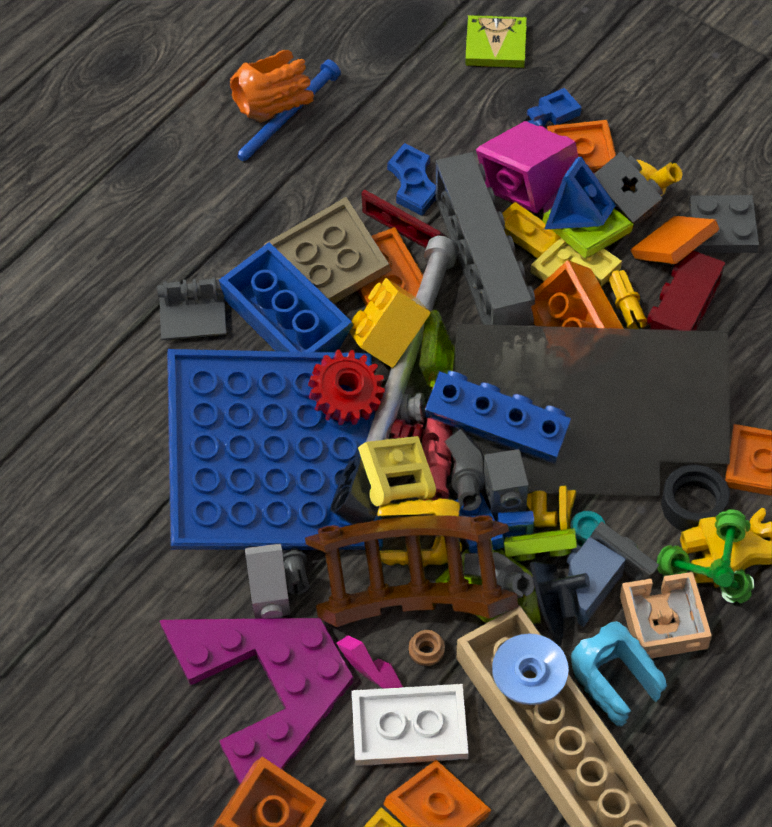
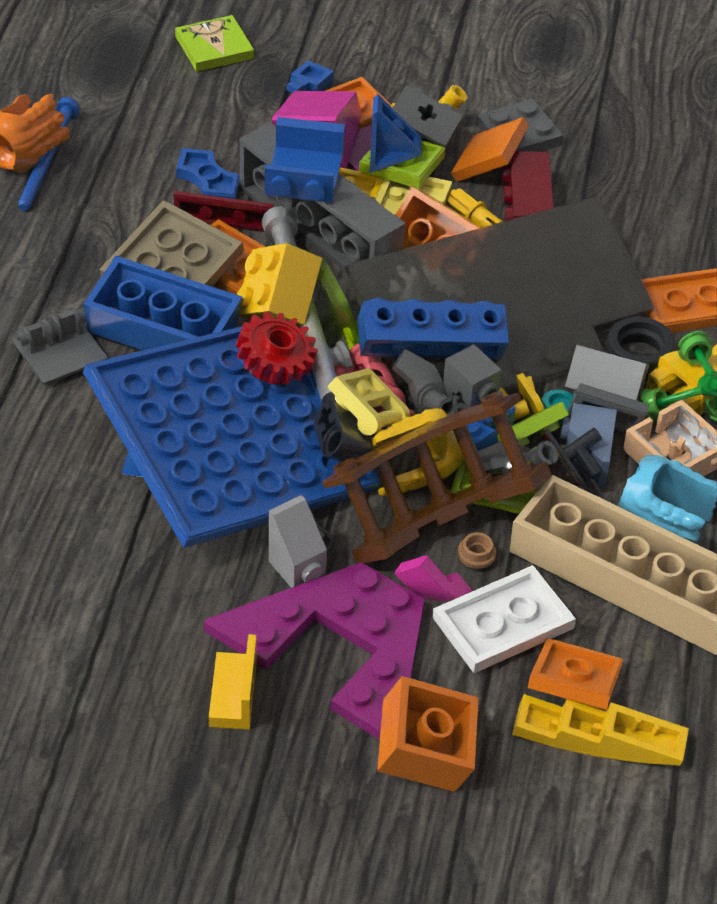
camera: 30 degrees left, 10 degrees down
(150, 694) = (233, 688): none -> yellow panel
(474, 207) = (305, 160): none -> blue panel
(533, 654) = (601, 514): light blue dish -> none
(641, 517) = (607, 373): none -> light grey brick

